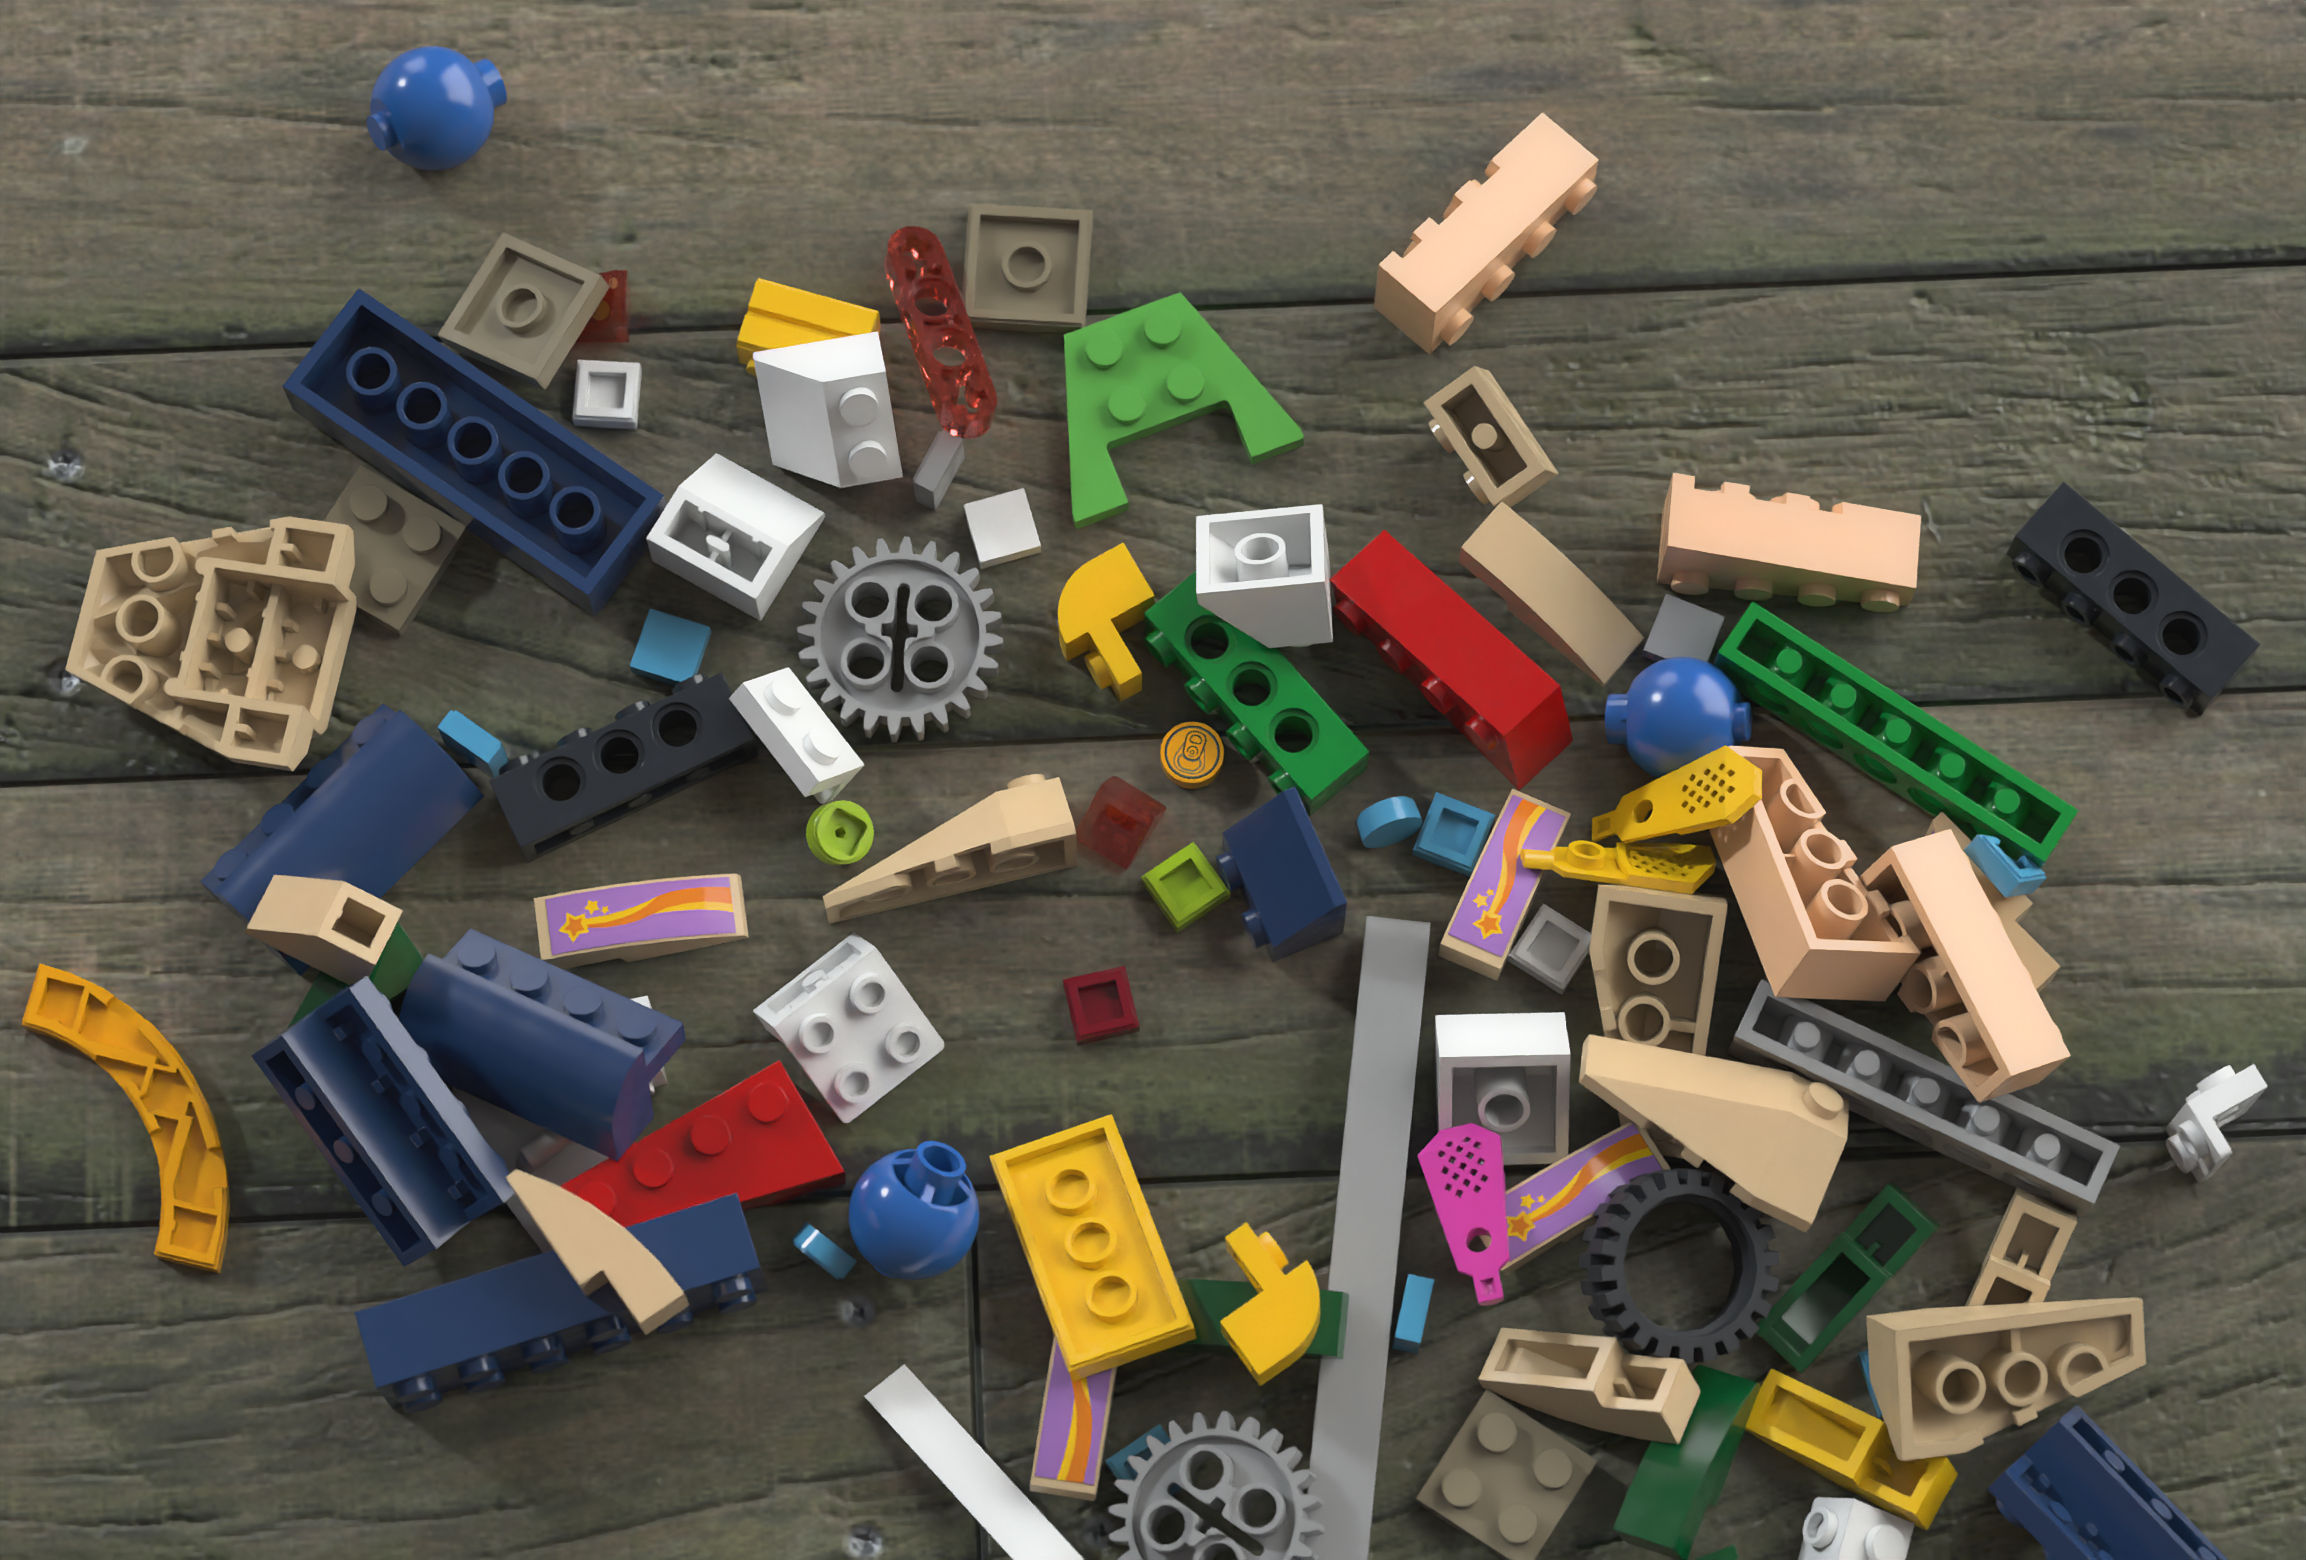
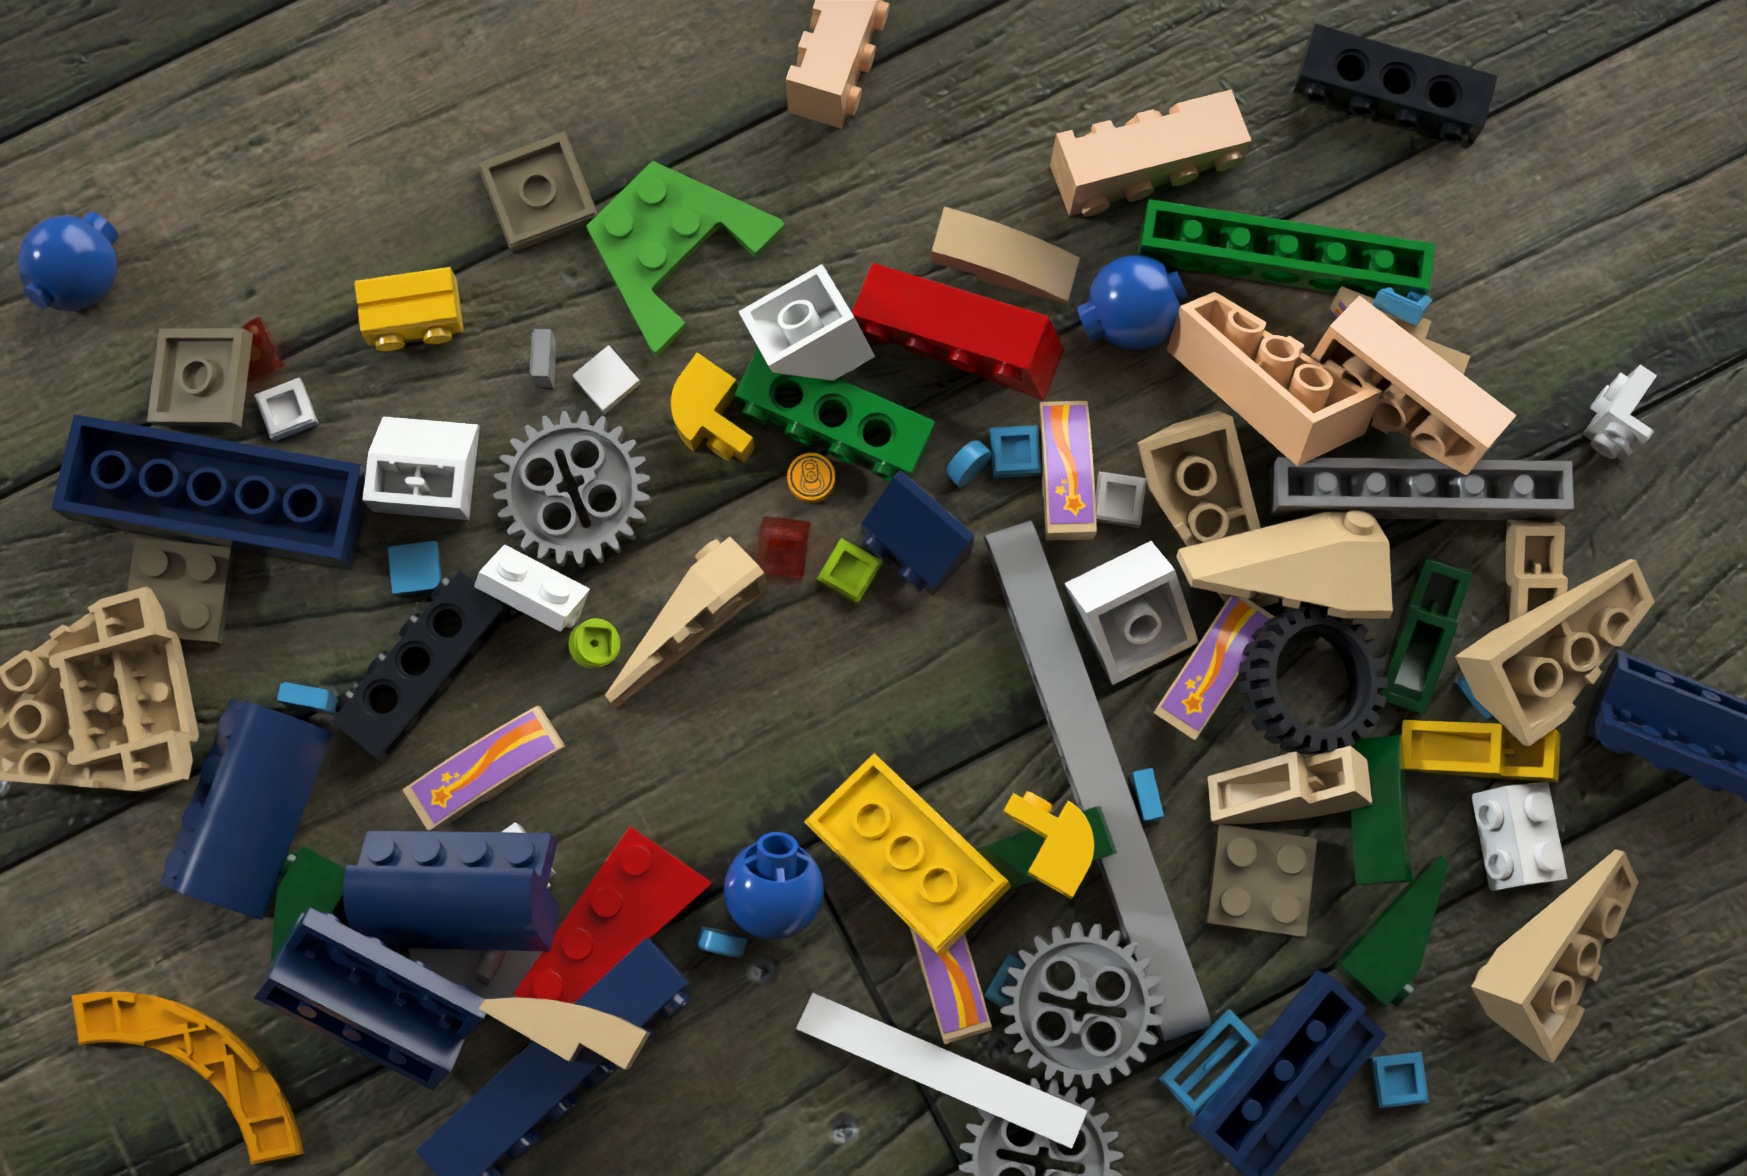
camera: 25 degrees left, 5 degrees up
(324, 924) = (262, 881): tan slope -> none
(830, 410) = (449, 351): white slope -> none
(851, 1026) = (665, 775): white bracket -> none
(934, 332) = (505, 258): clear red beam -> none
(1101, 1005) = (830, 680): dark red tile -> none
(1472, 1212) = (1158, 708): dark pink piece -> none
(1490, 439) = (913, 166): tan brick -> none
(1642, 865) = (1148, 417): yellow piece -> none
(1682, 631) = (1104, 242): light grey tile -> none
(1687, 800) = (1169, 355): yellow piece -> none

